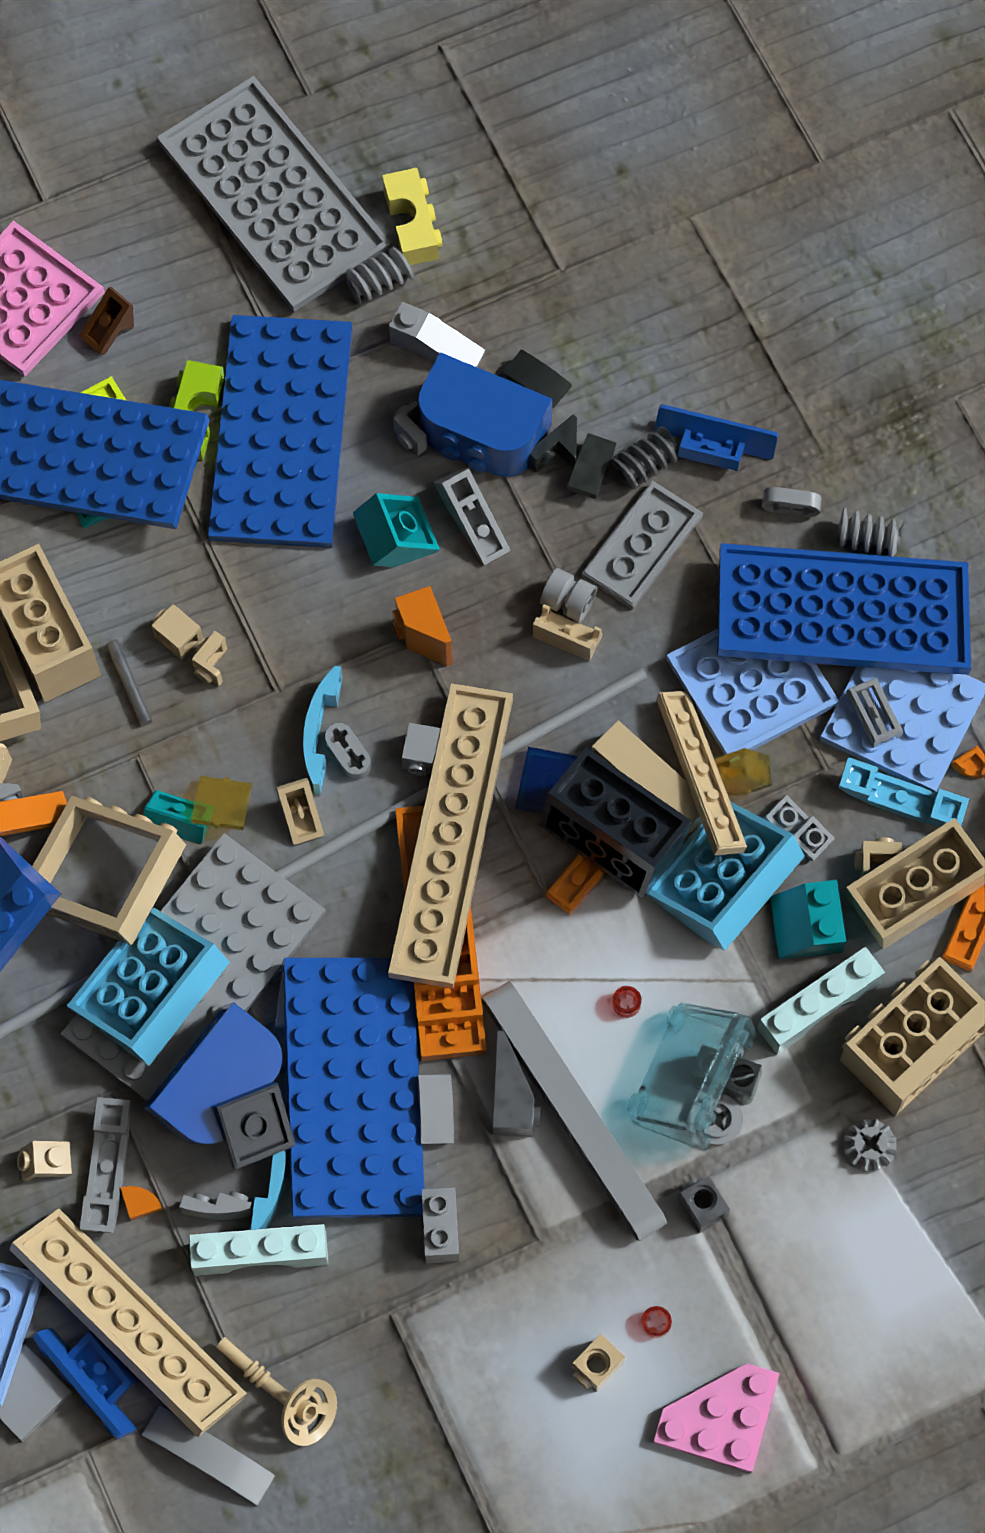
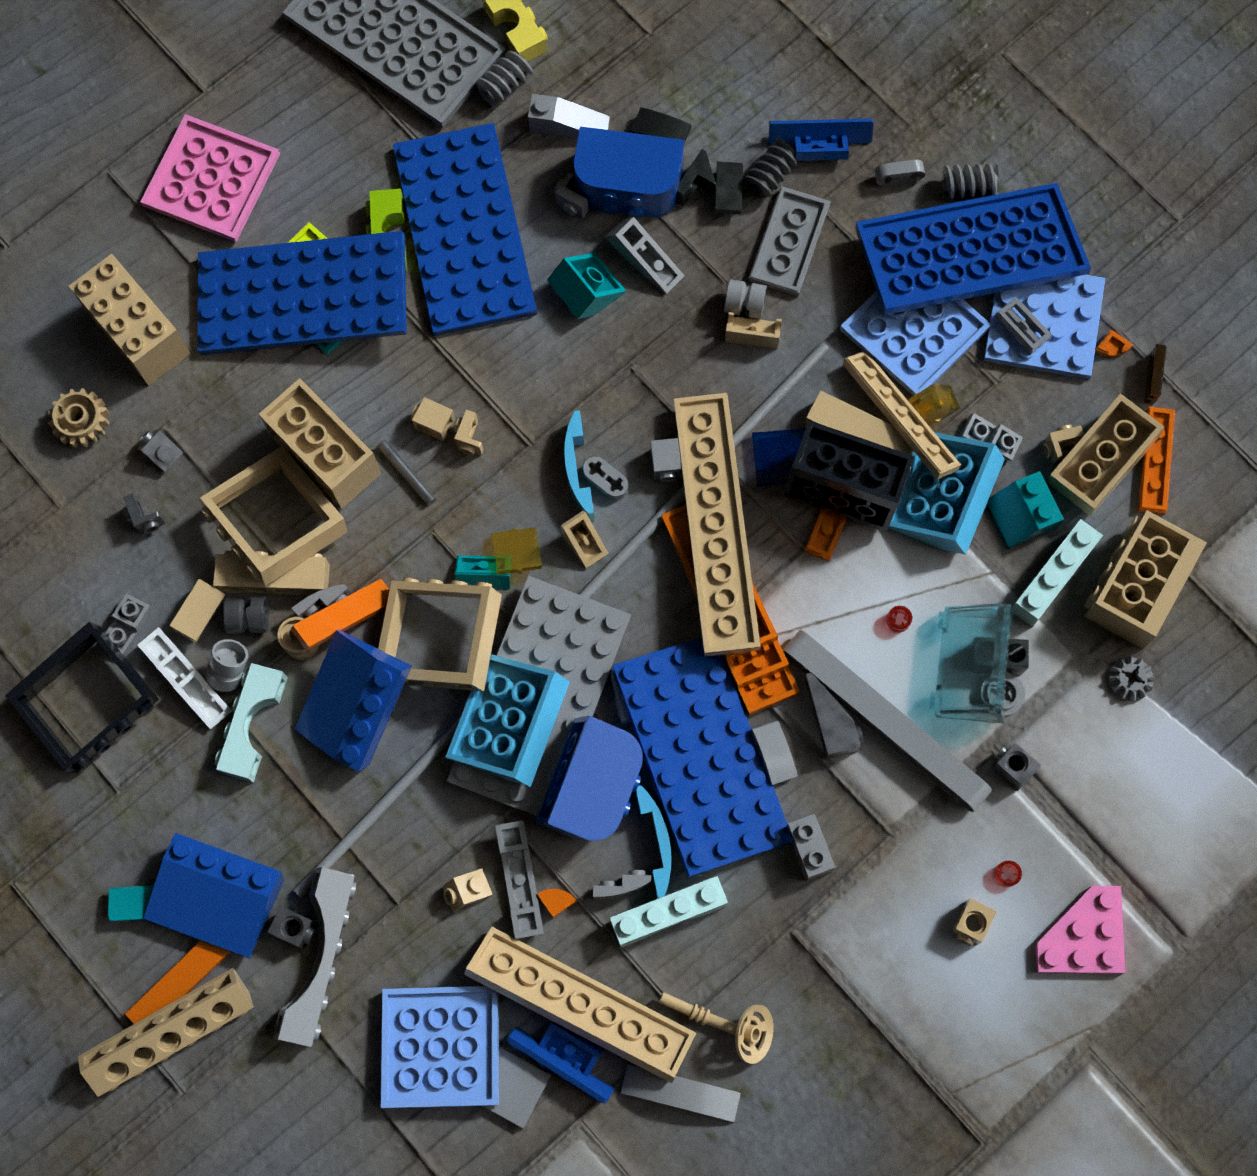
camera: 15 degrees left, 5 degrees up
(107, 320) = (291, 176): reddish brown slope -> none
(254, 1125) = (636, 812): black tile -> none
(422, 626) = (636, 357): orange slope -> none
(901, 797) = (1066, 389): medium azure slope -> none

